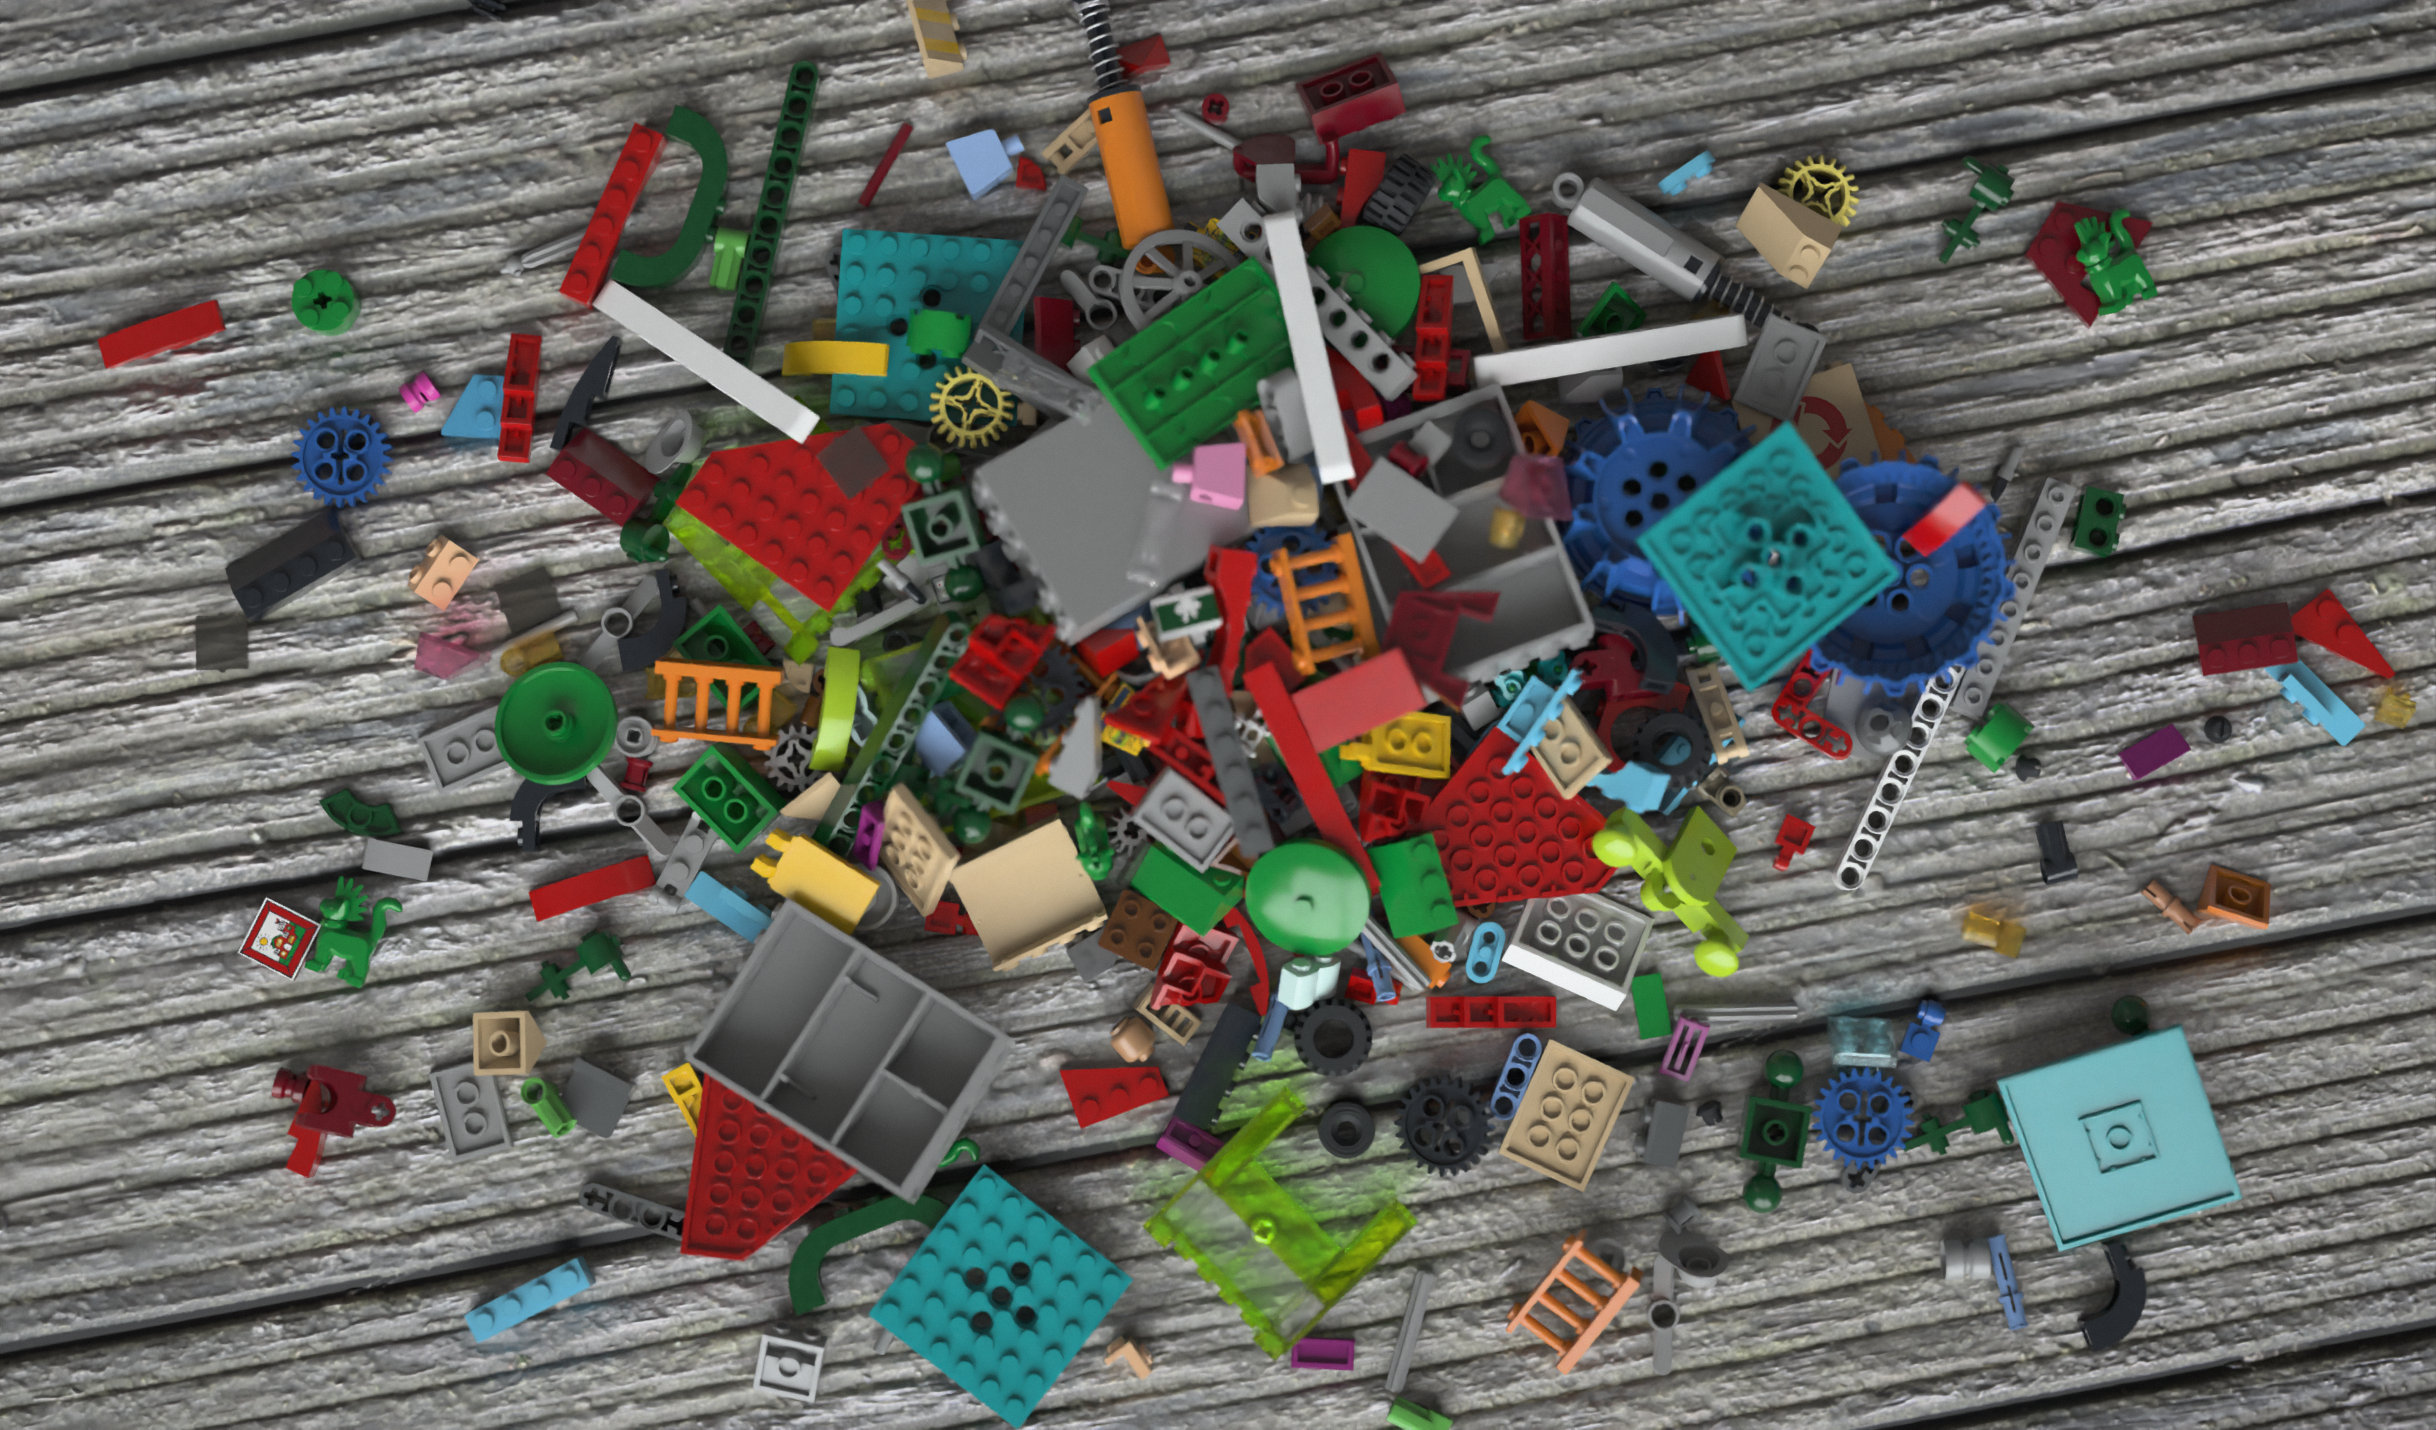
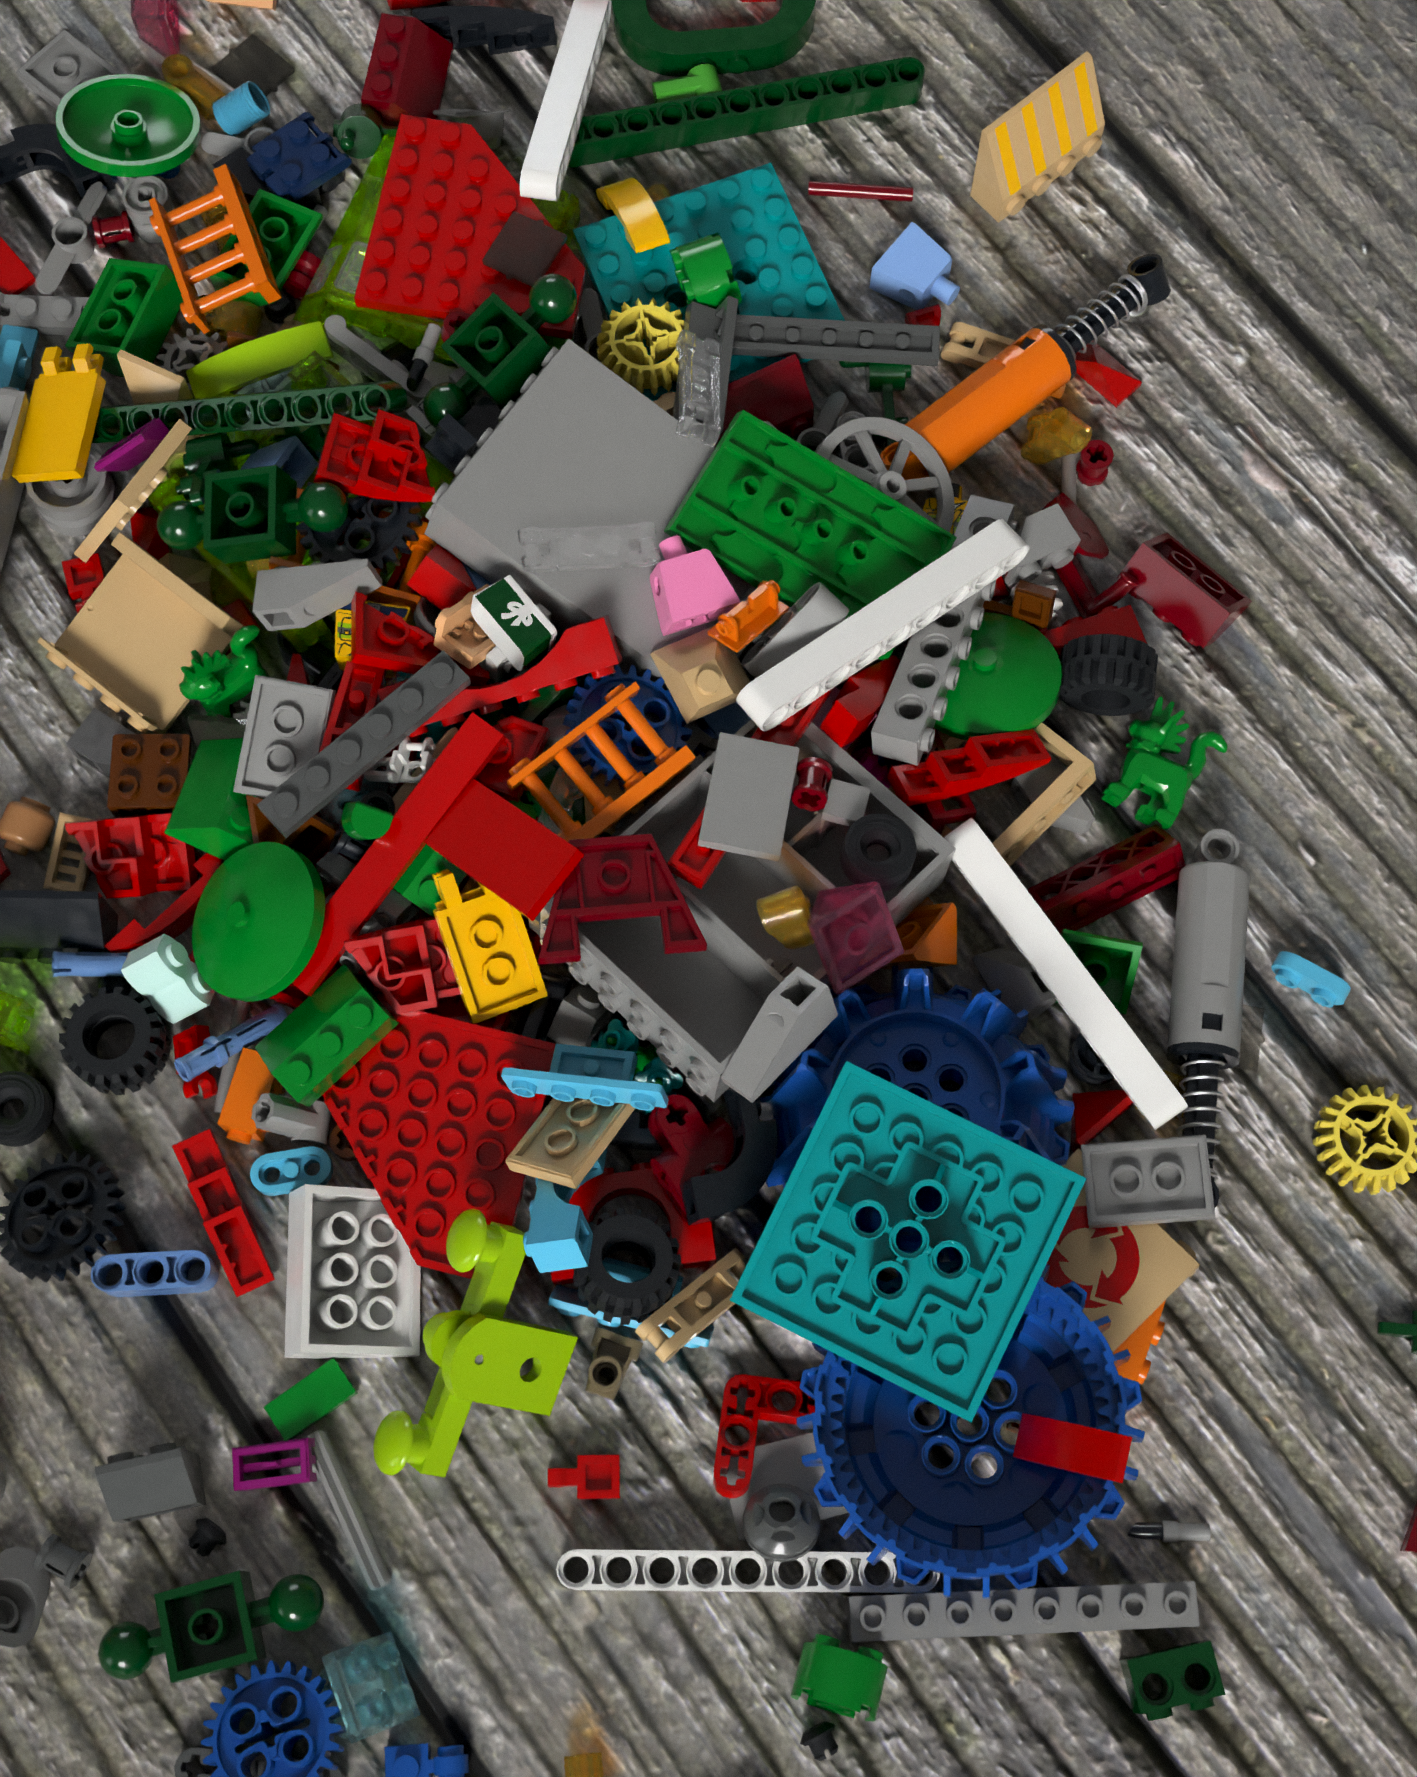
camera: 65 degrees right, 15 degrees down
(576, 626) = (241, 108): none -> medium azure piece
(654, 601) = (295, 160): none -> dark blue plate
(1183, 128) = (1055, 436): none -> clear yellow piece
(1284, 786) = (365, 821): none -> green brick
(1395, 954) = (241, 1055): light grey axle -> none
(1566, 1115) = (132, 1358): tan plate -> none
(1587, 573) = (780, 1033): none -> light grey slope
(1788, 234) = (1308, 1123): tan slope -> none

